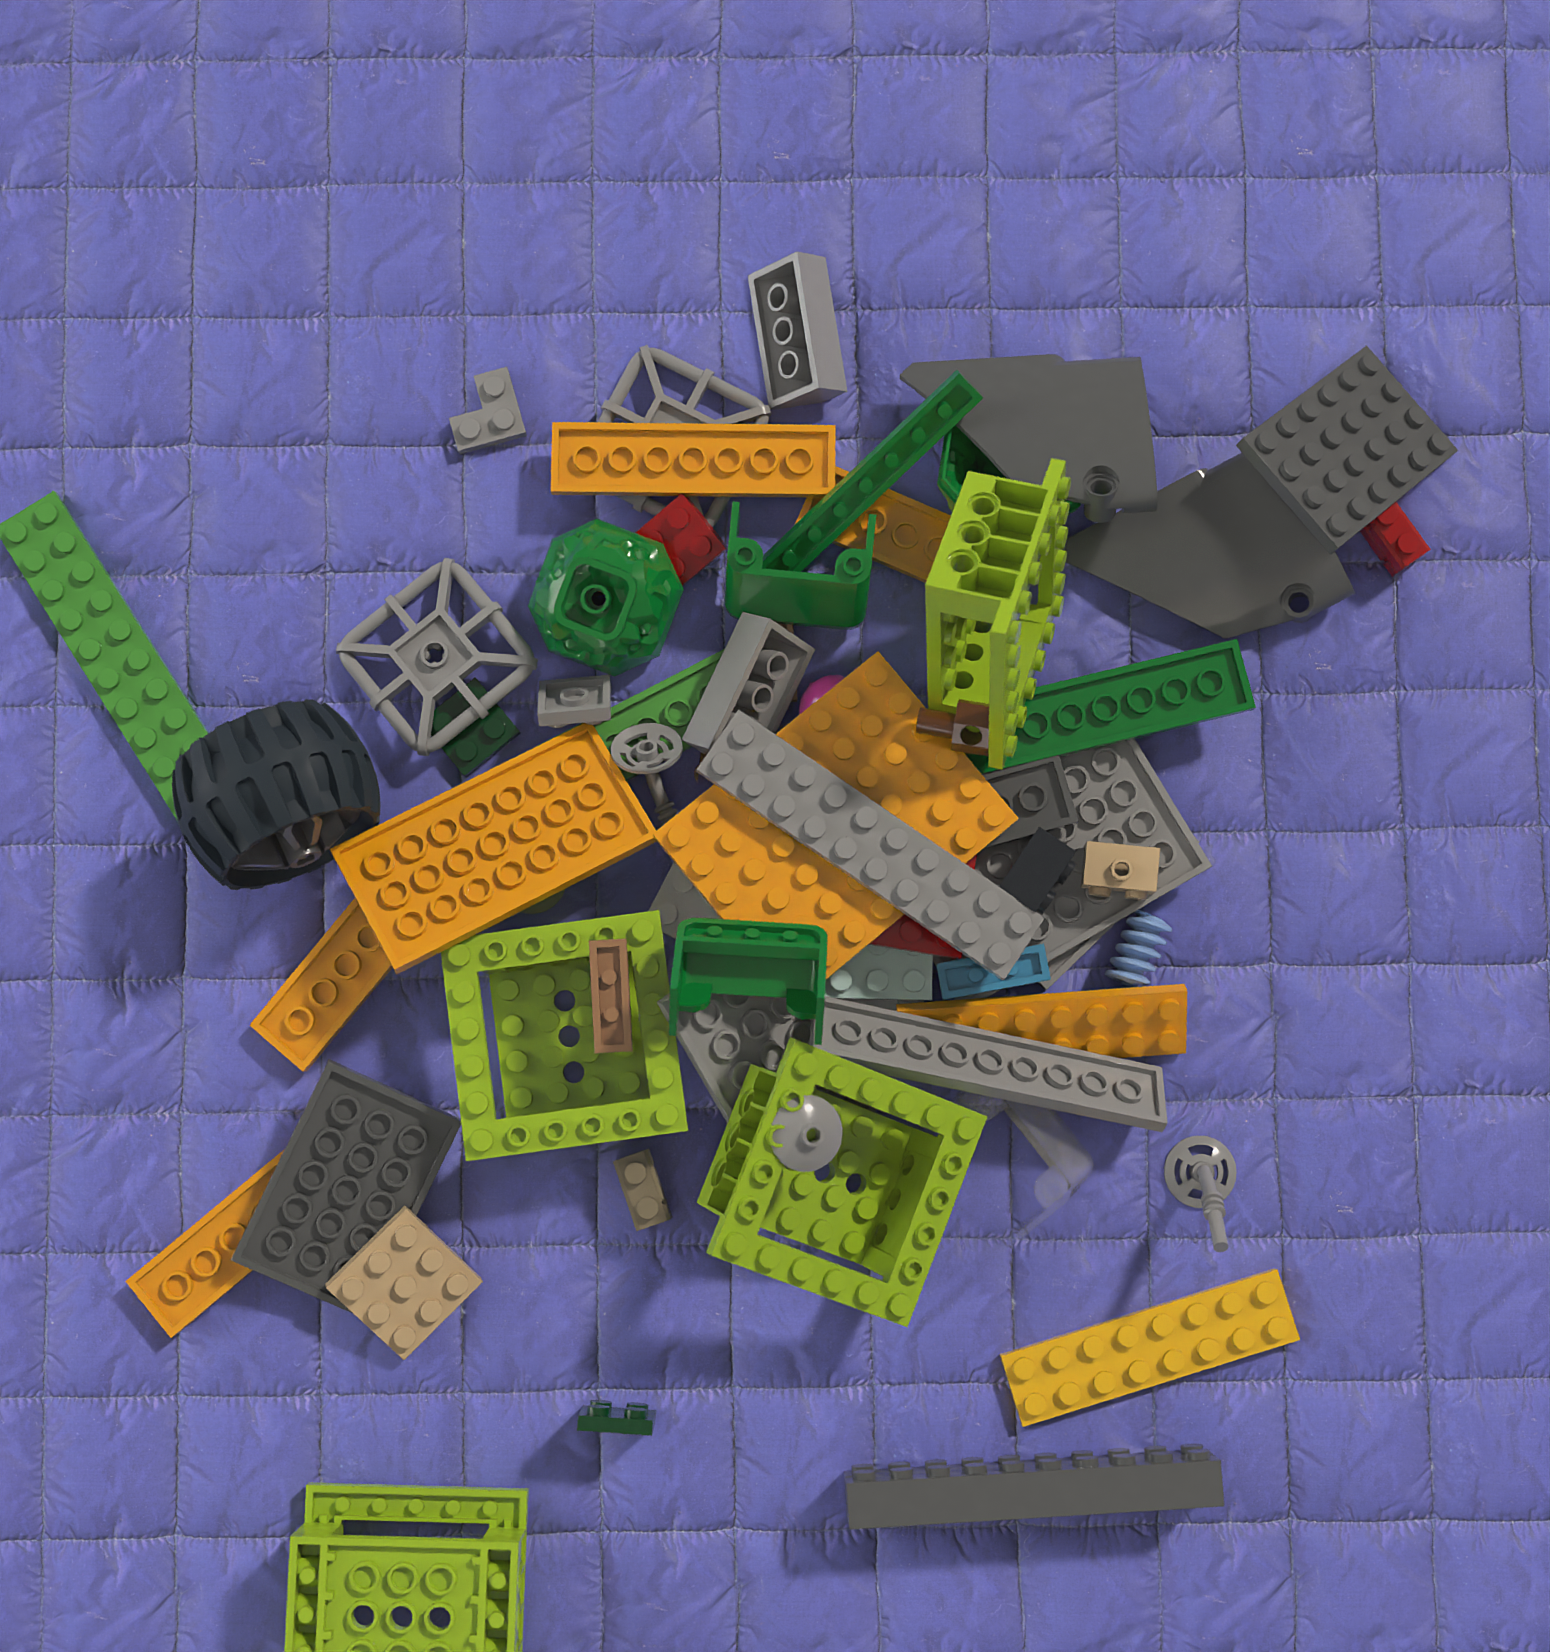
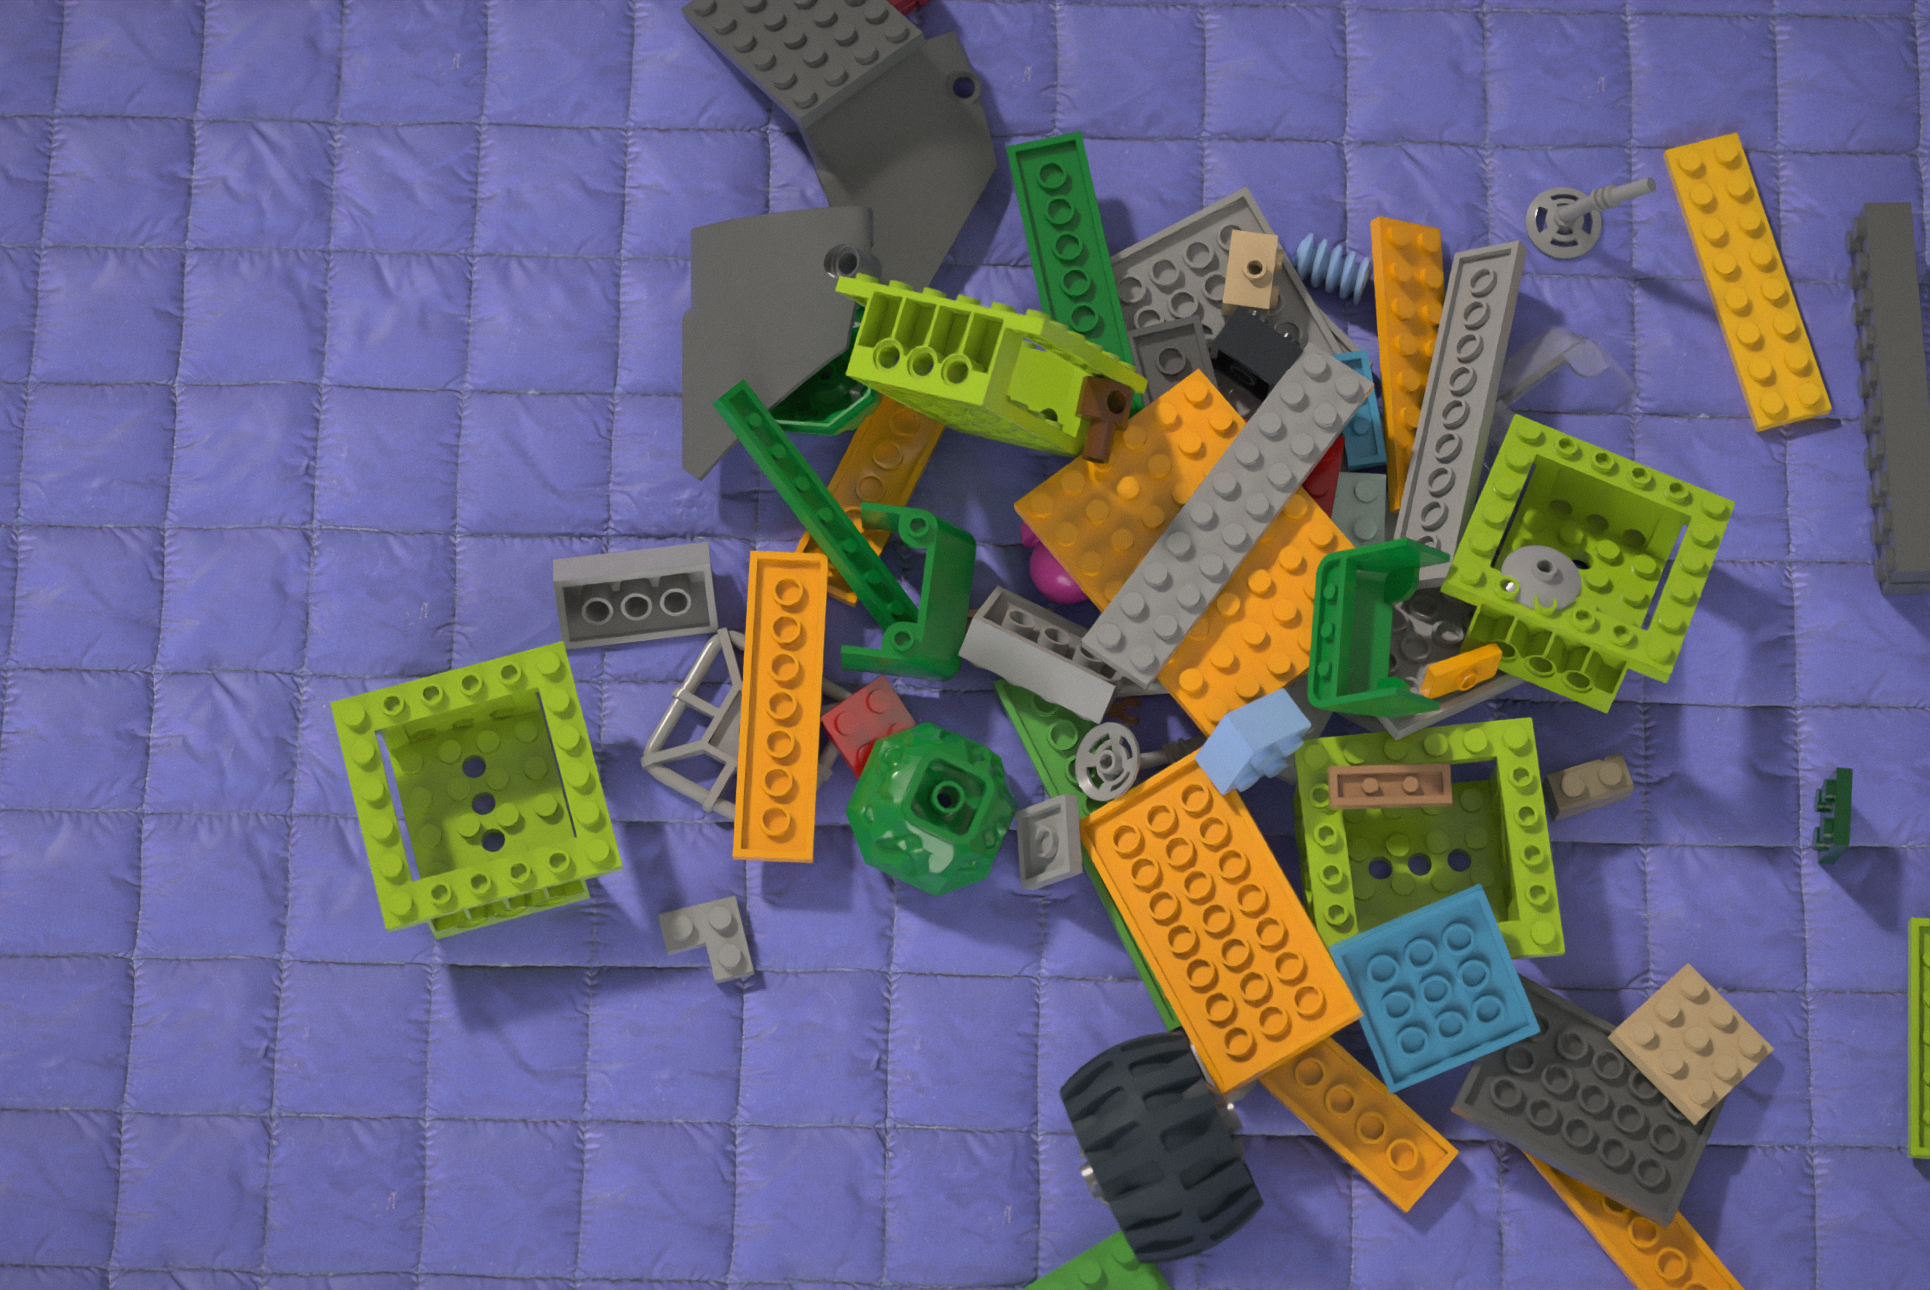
camera: 85 degrees left, 10 degrees down
(427, 1040) = (1435, 988): none -> dark azure plate
(435, 678) = (1018, 999): light grey plate -> none
(479, 739) = (1071, 966): dark green plate -> none
(650, 871) = (1253, 742): none -> light blue brick
(661, 165) = (430, 735): none -> lime plate
(724, 1063) = (1461, 671): none -> light orange plate

